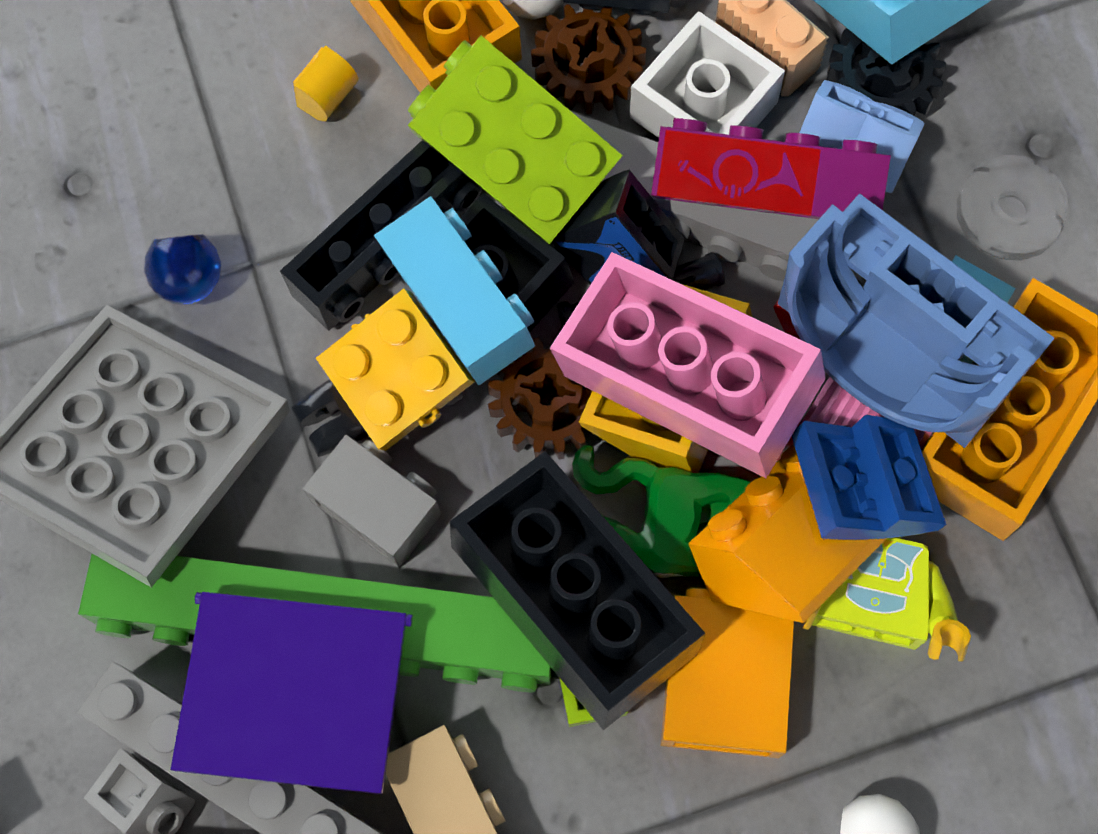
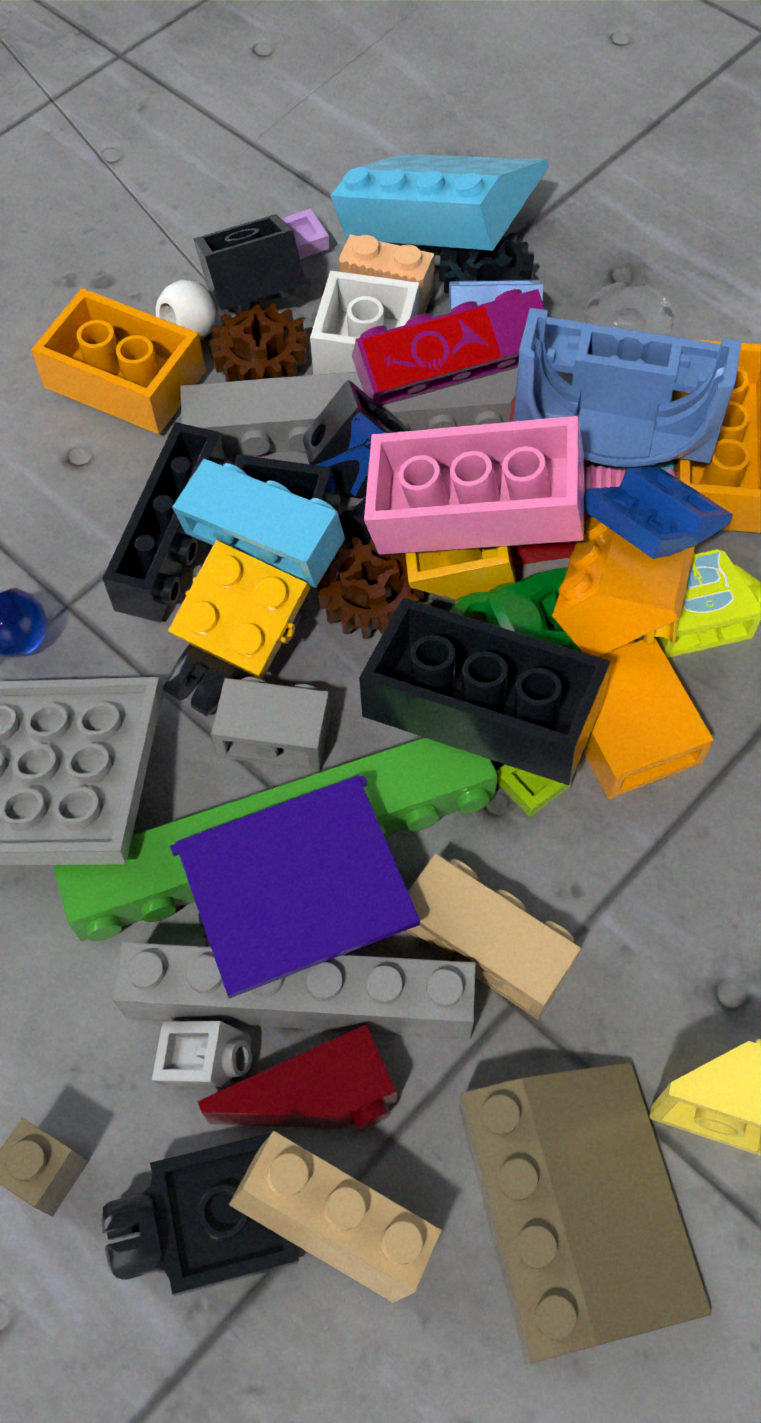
camera: 30 degrees left, 10 degrees down
(324, 84) = (57, 447): yellow brick -> none
(512, 138) = (241, 395): lime bracket -> none

